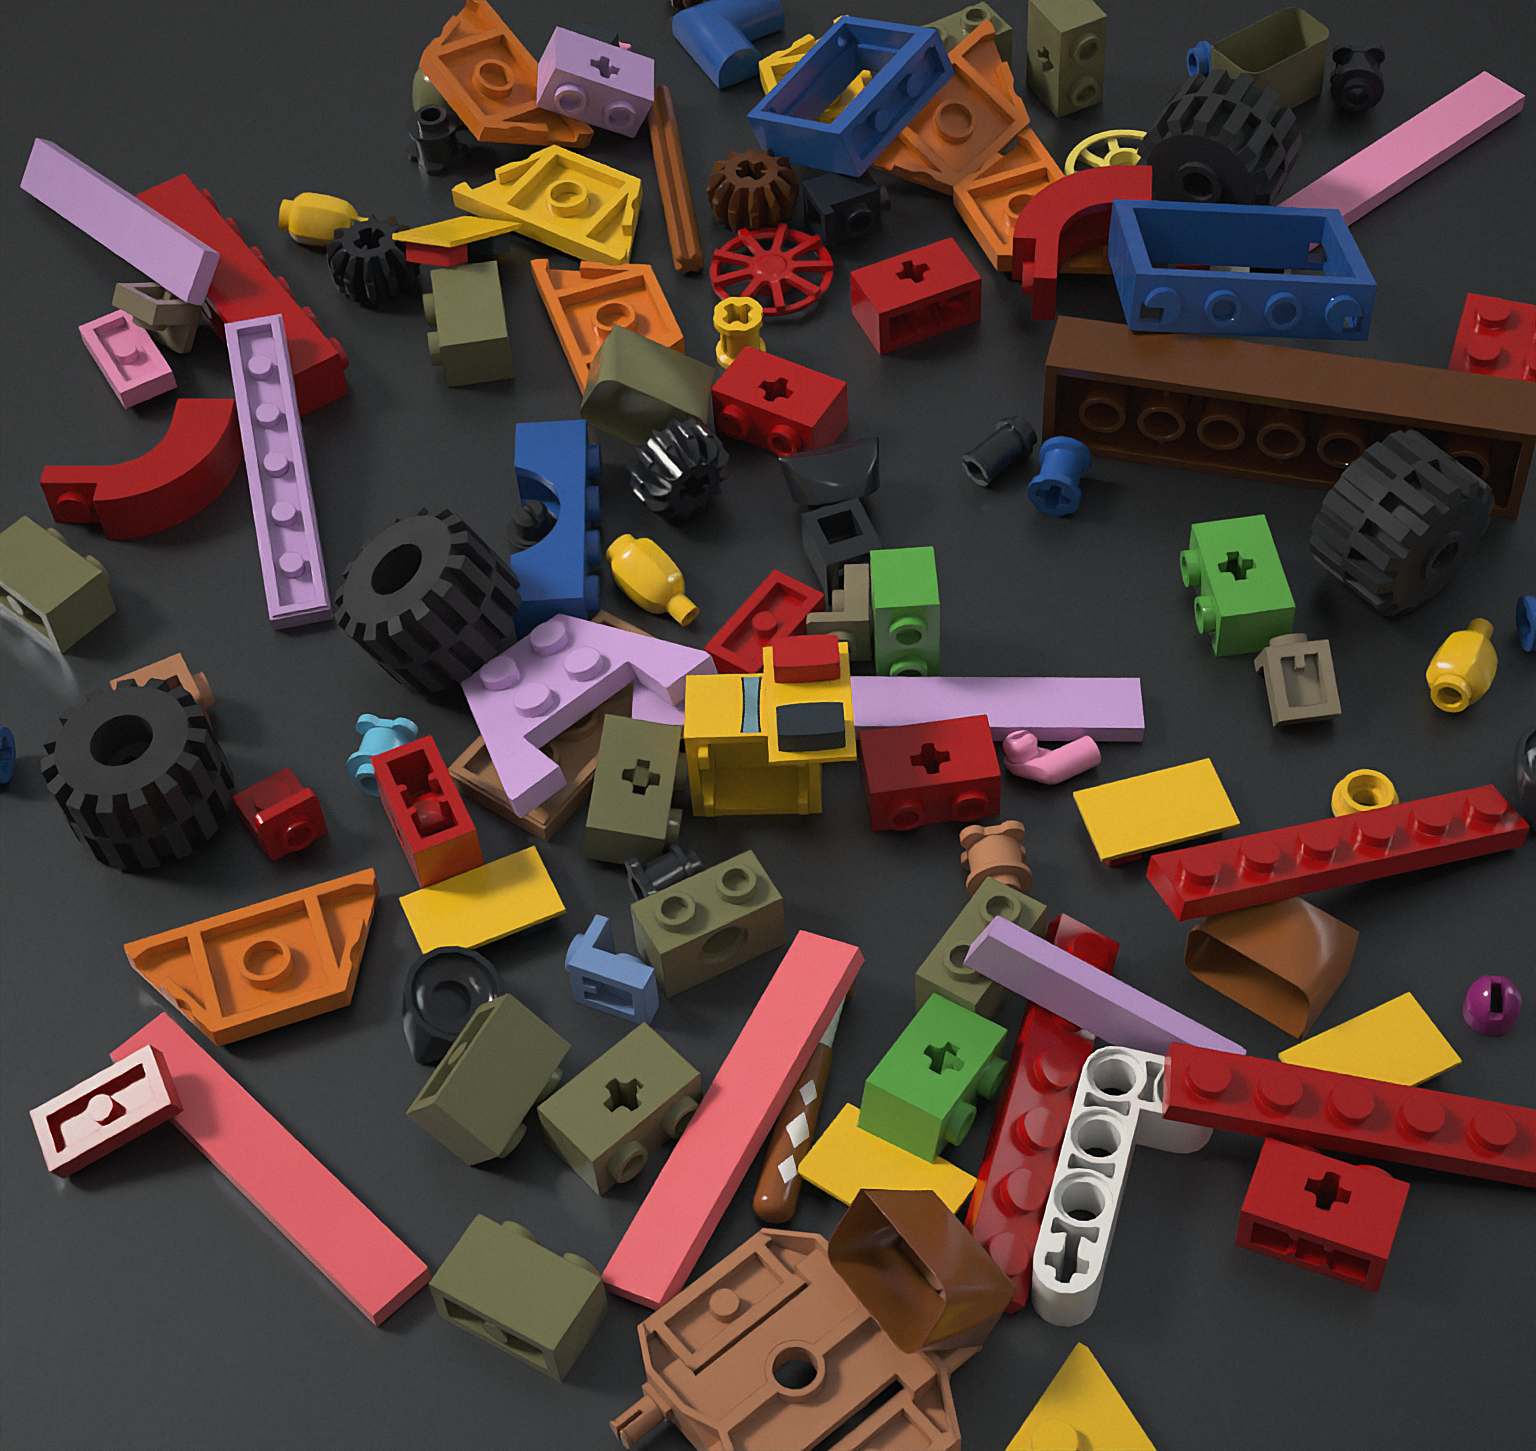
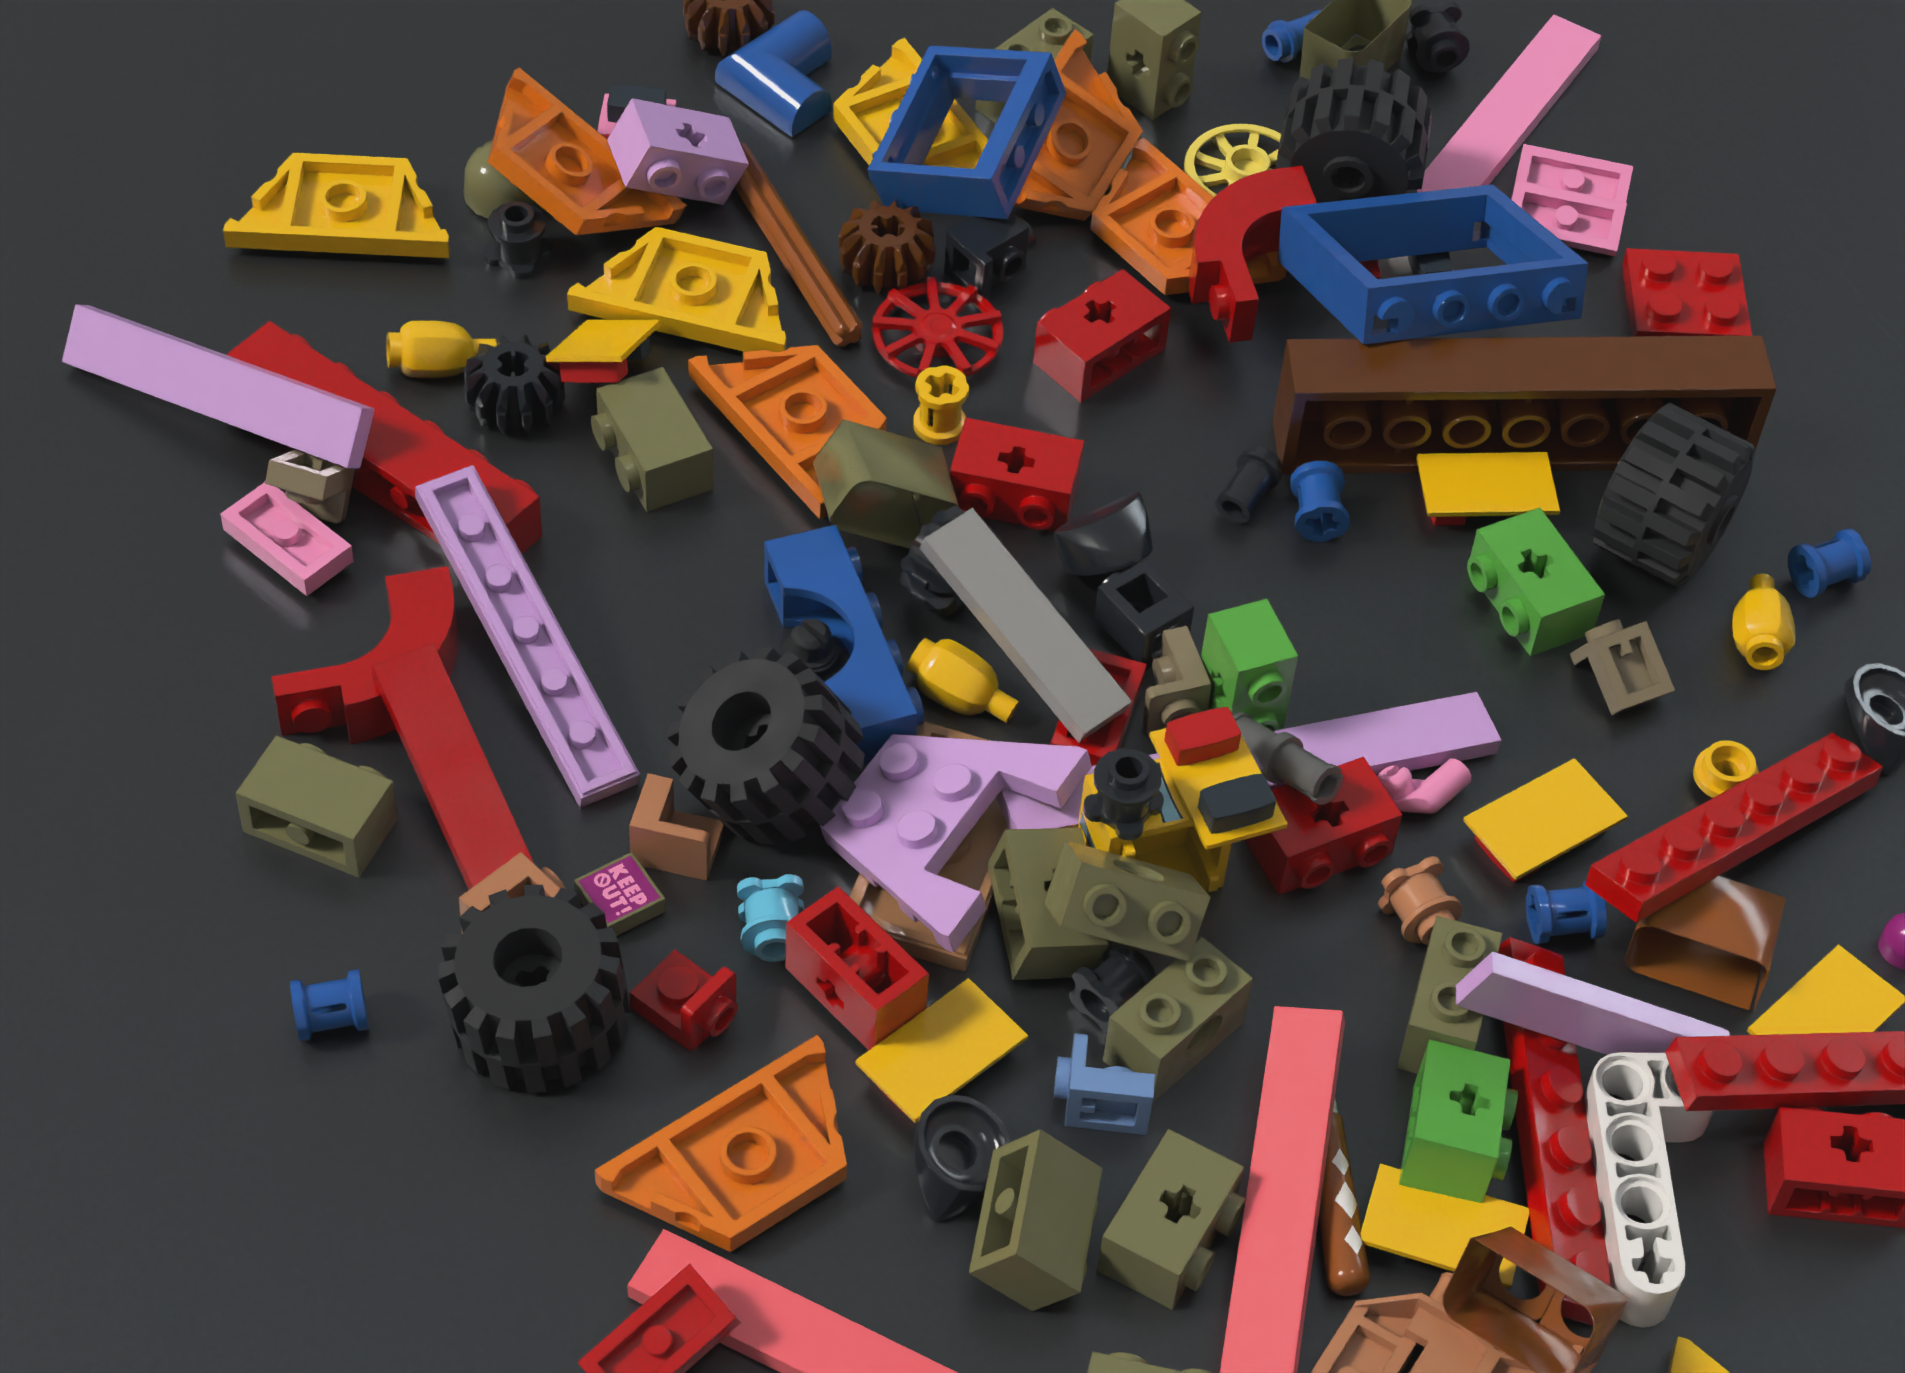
camera: 25 degrees left, 0 degrees up
(162, 564) = (449, 762): none -> red tile
(266, 711) = (622, 892): none -> tile
(299, 94) = (341, 208): none -> yellow wing
(327, 665) = (669, 837): none -> nougat panel
(679, 798) = (1126, 900): none -> olive brick
(705, 695) = (1126, 792): none -> black brick
(709, 535) = (1025, 625): none -> light grey tile
(900, 700) = (1286, 761): none -> dark grey pin
(1120, 911) = (1564, 912): none -> blue bush
(1231, 489) = (1486, 485): none -> yellow piece
(1431, 241) = (1574, 196): none -> bright pink slope

